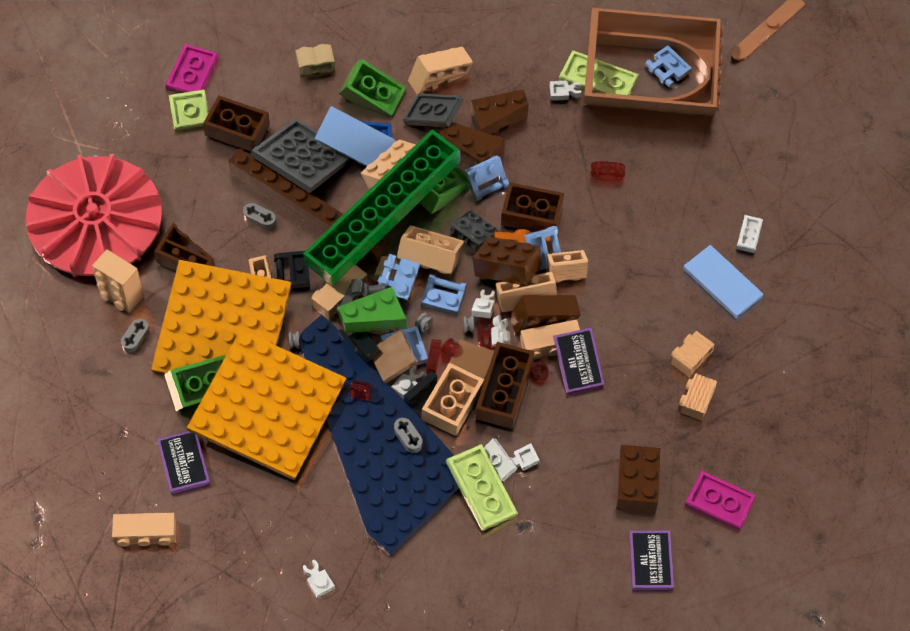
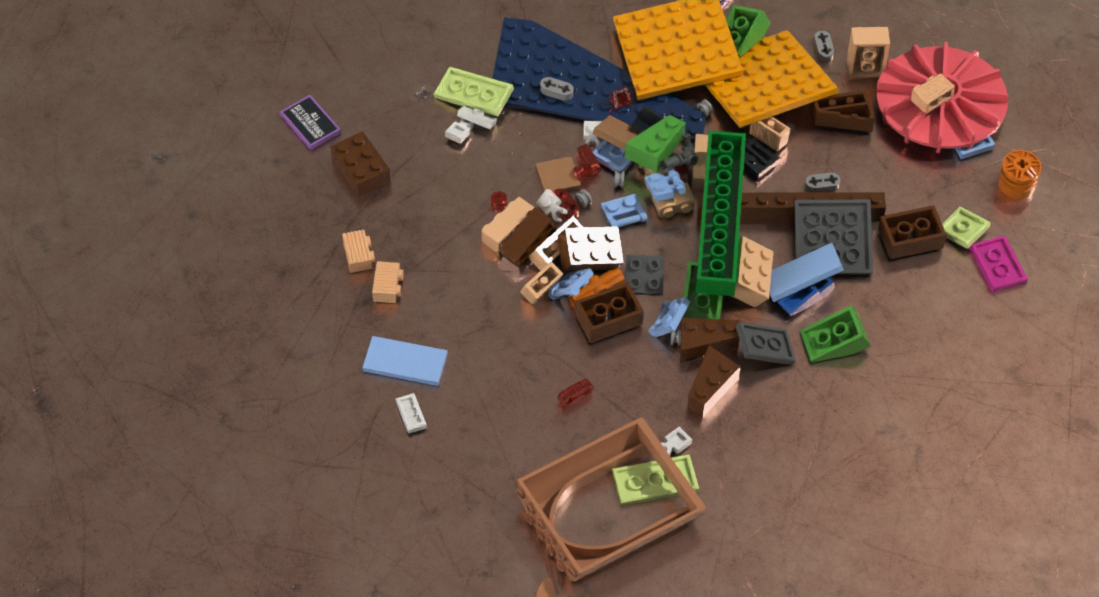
camera: 145 degrees right, 5 degrees down
(105, 114) = (1019, 174): none -> orange wheel
(111, 198) = (932, 93): none -> light nougat brick
(315, 59) = (908, 332): tan brick -> none
(419, 394) = (571, 132): black panel -> none
(430, 249) = (660, 224): light nougat brick -> none
(439, 67) = (795, 388): light nougat wedge -> none
(452, 399) = (545, 132): light nougat brick -> none
(484, 306) = (583, 214): white plate -> none
(504, 385) = (515, 164): reddish brown brick -> none
(578, 360) = (473, 217): black tile -> none
(672, 63) = (598, 532): light blue plate -> none
(720, 500) = (286, 192): dark pink tile -> none

